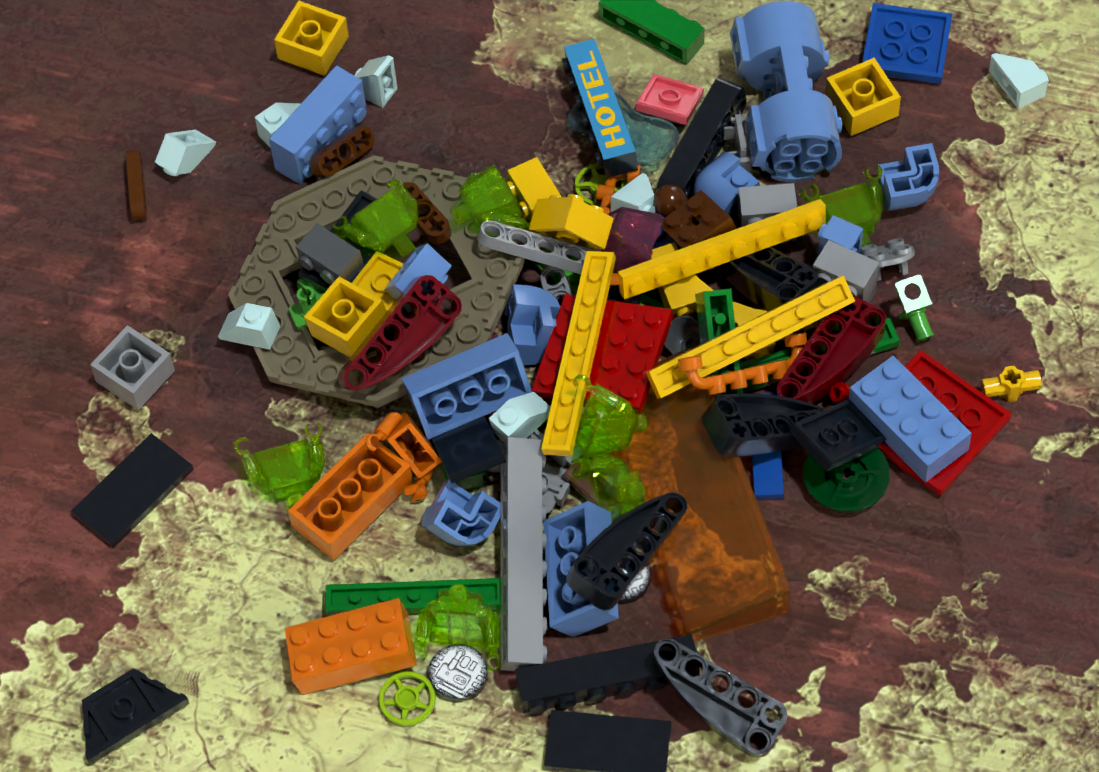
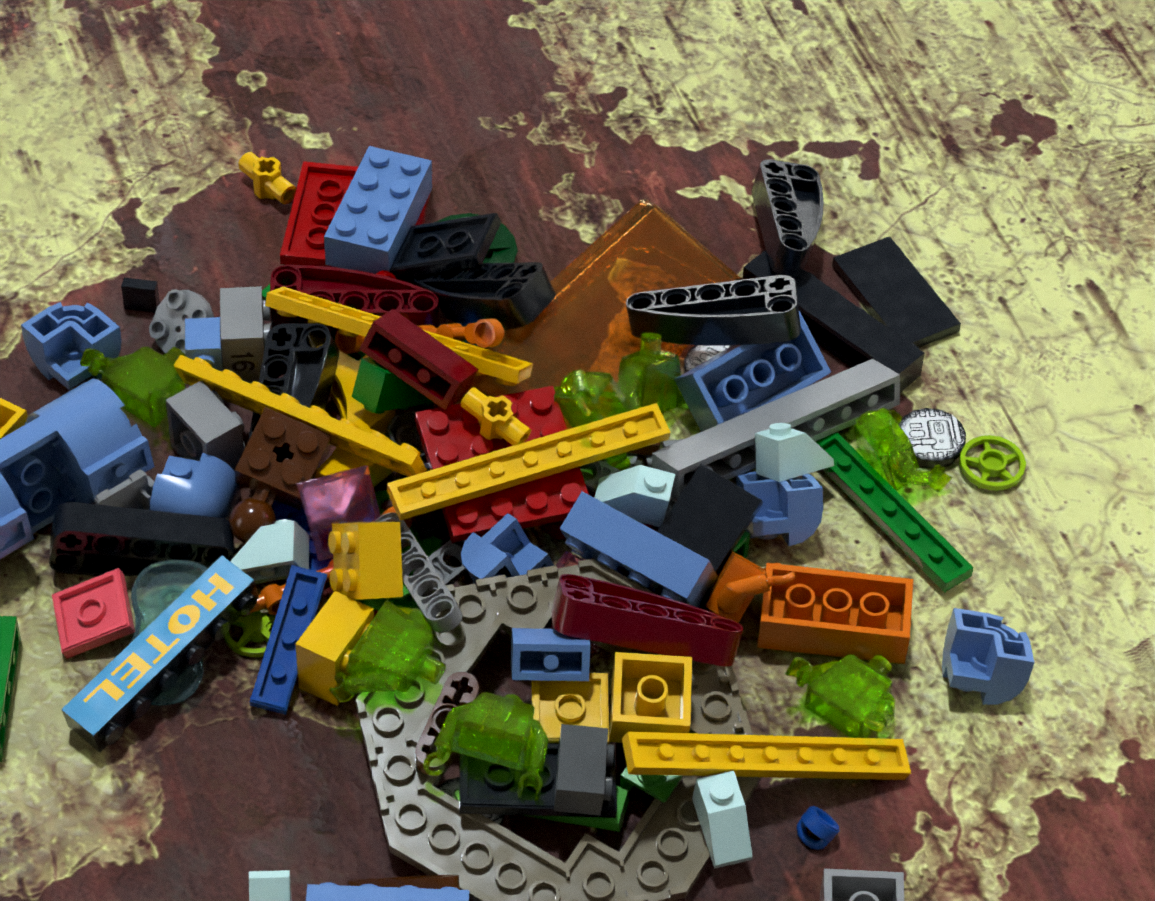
camera: 130 degrees left, 10 degrees down
(132, 490) = (994, 837): black tile -> none
(214, 394) = (818, 823): none -> blue tile
(248, 560) = (986, 656): none -> medium blue brick
(264, 366) = (765, 756): none -> yellow plate
(350, 646) = (994, 514): orange brick -> none
(485, 537) = (788, 453): none -> light aqua slope
(570, 182) = (279, 664): none -> blue tile
(623, 342) = (495, 417): none -> yellow axle
(703, 318) = (418, 359): none -> dark red brick
(915, 309) = (235, 269): bracket -> none
(938, 249) = (140, 295): none -> black tile

